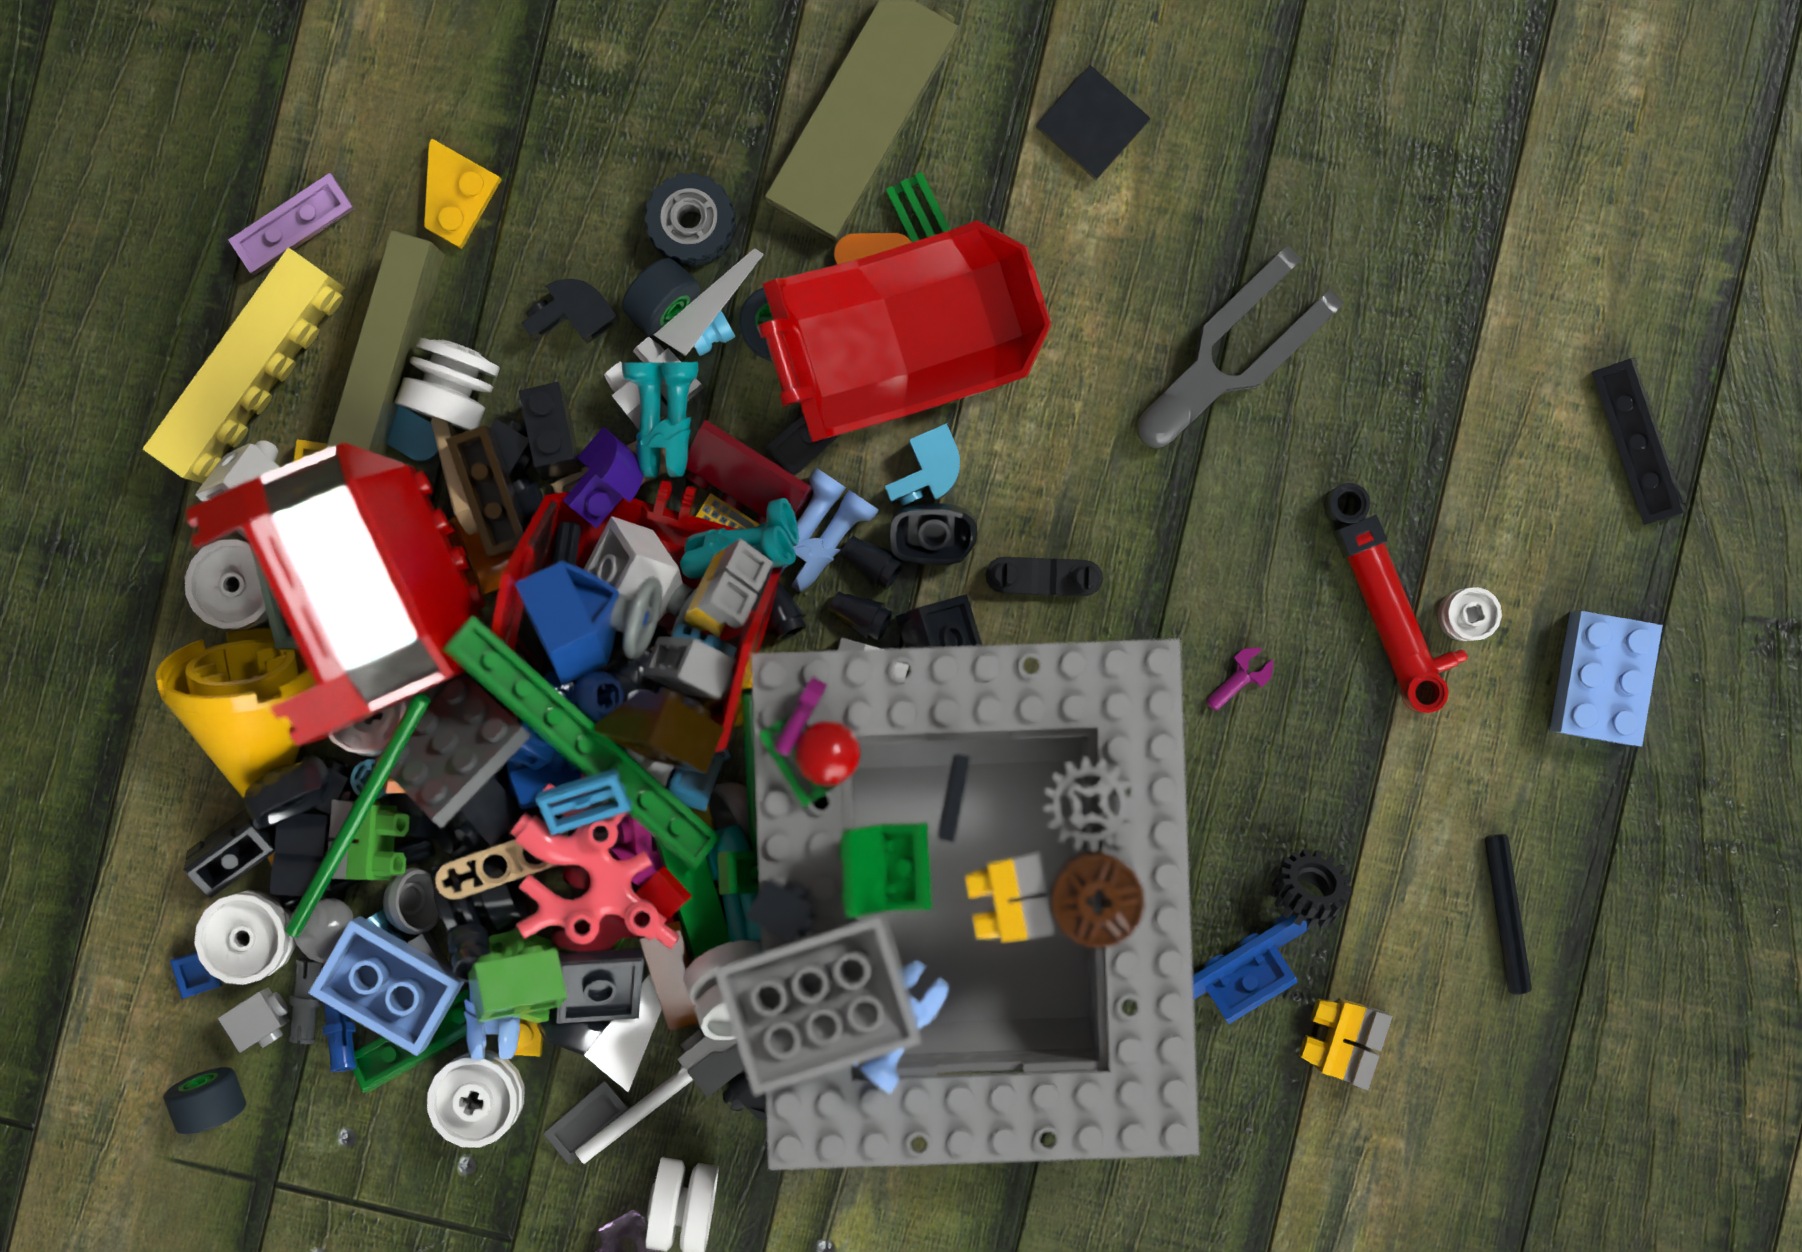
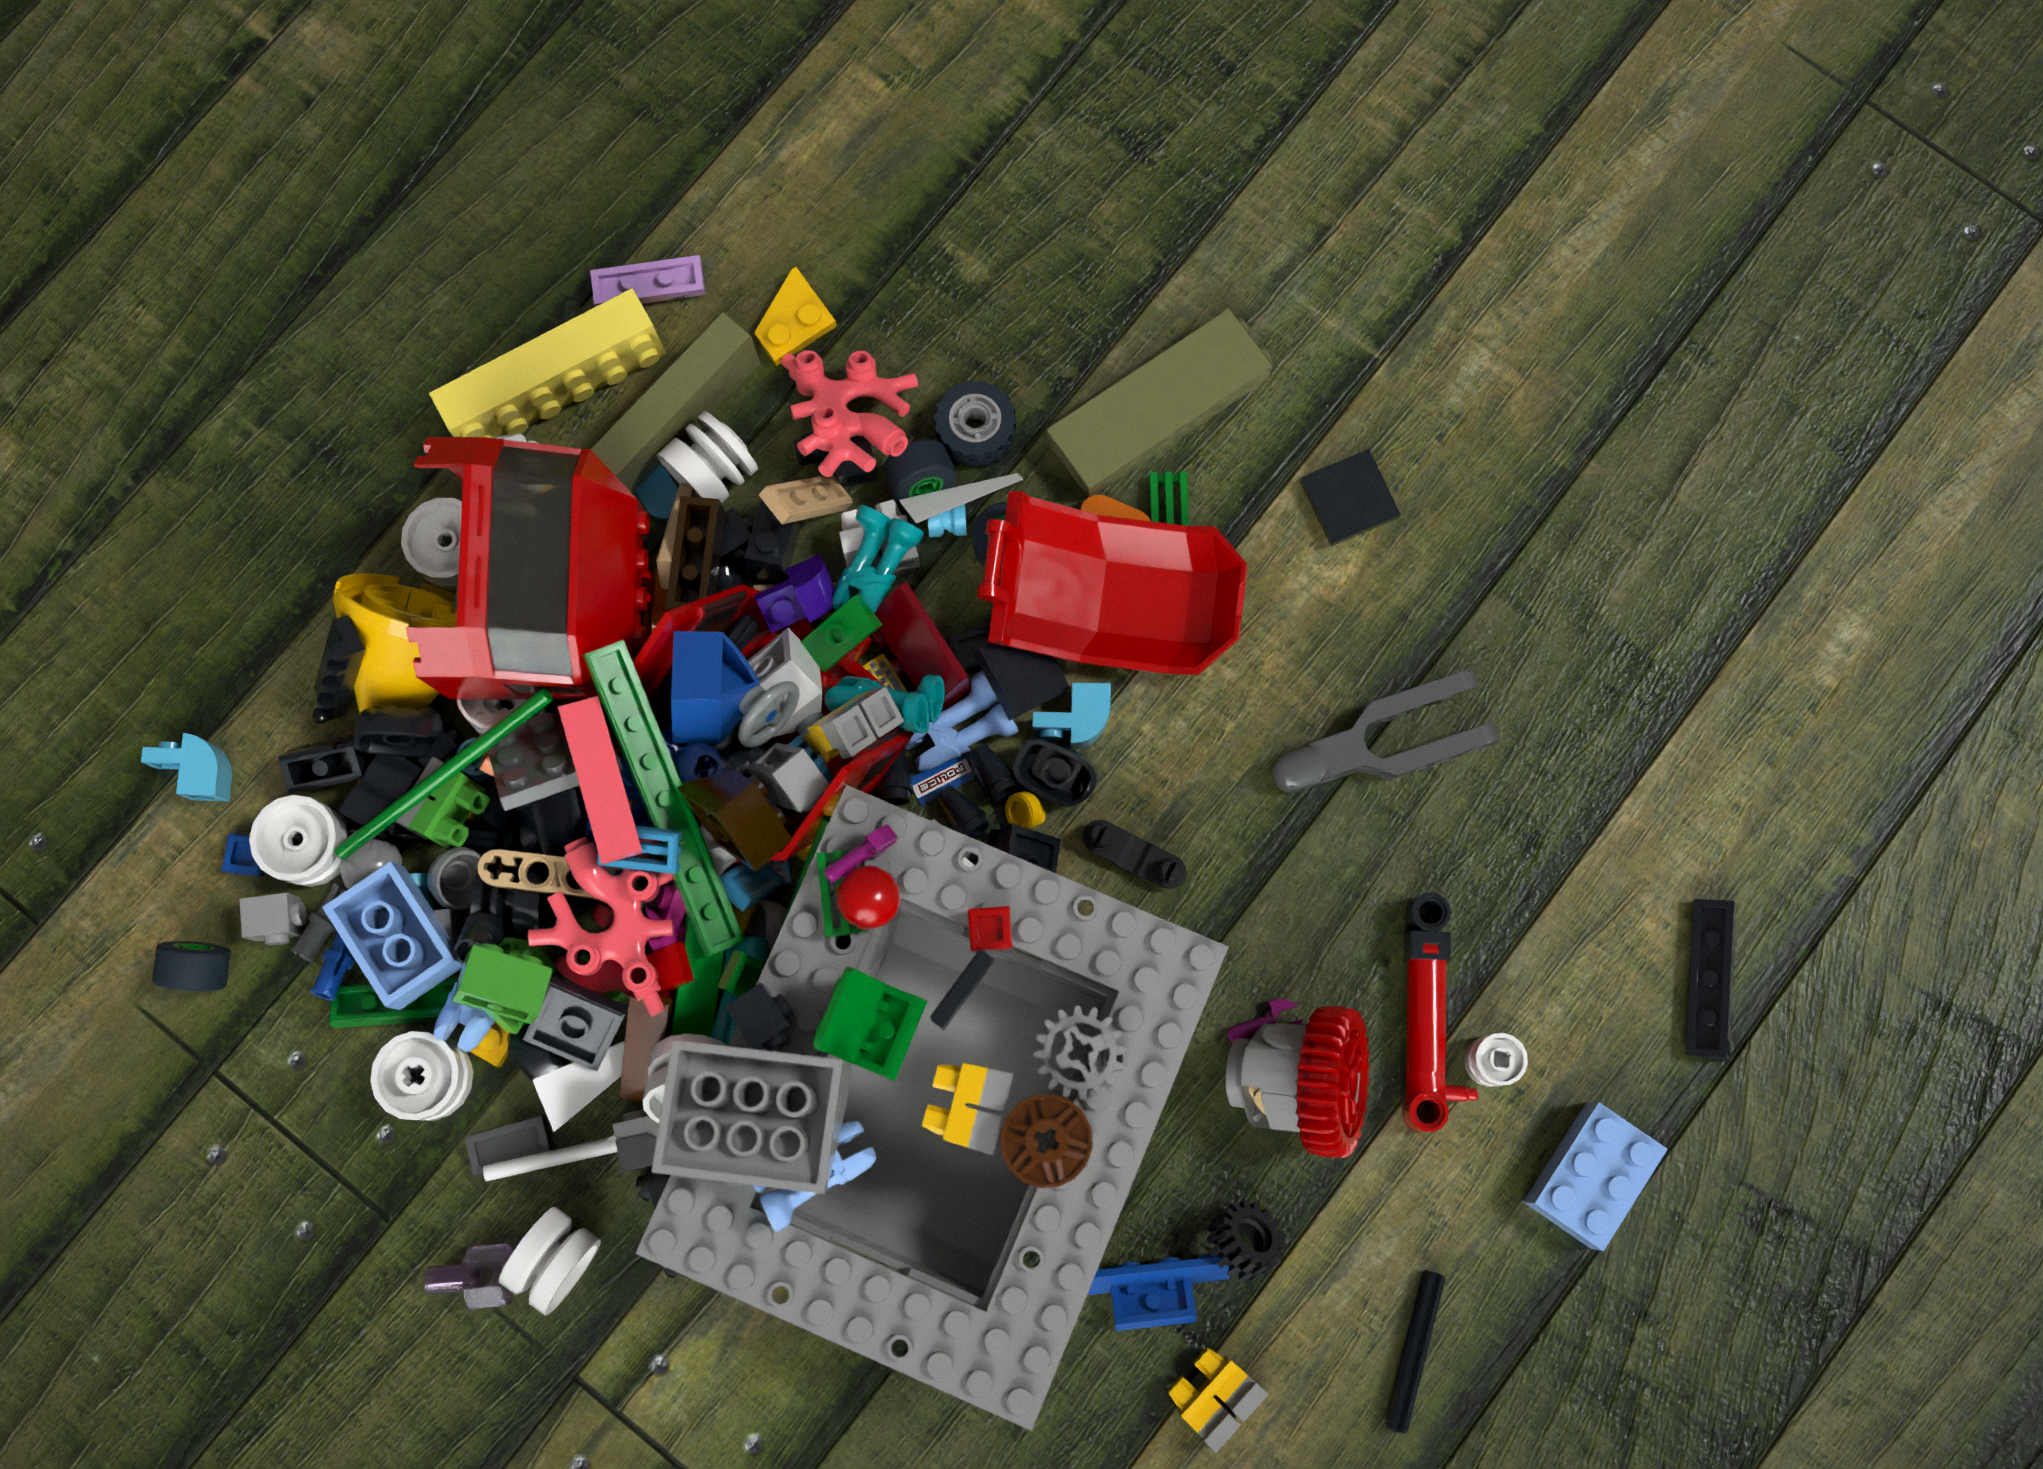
camera: 20 degrees right, 10 degrees down
(109, 907) = (202, 767): none -> medium azure brick
(199, 763) = (337, 670): none -> black hinge
(517, 757) = (600, 780): none -> coral tile
(558, 289) = (831, 419): none -> coral plant
(564, 378) = (805, 498): none -> tan tile
(666, 498) = (841, 633): none -> green plate
(818, 597) = (932, 781): none -> sticker
(858, 459) = (1021, 677): none -> black tile
(920, 583) = (1024, 810): none -> yellow tile
(952, 727) = (990, 929): none -> red tile
(1301, 717) = (1305, 1079): none -> piece

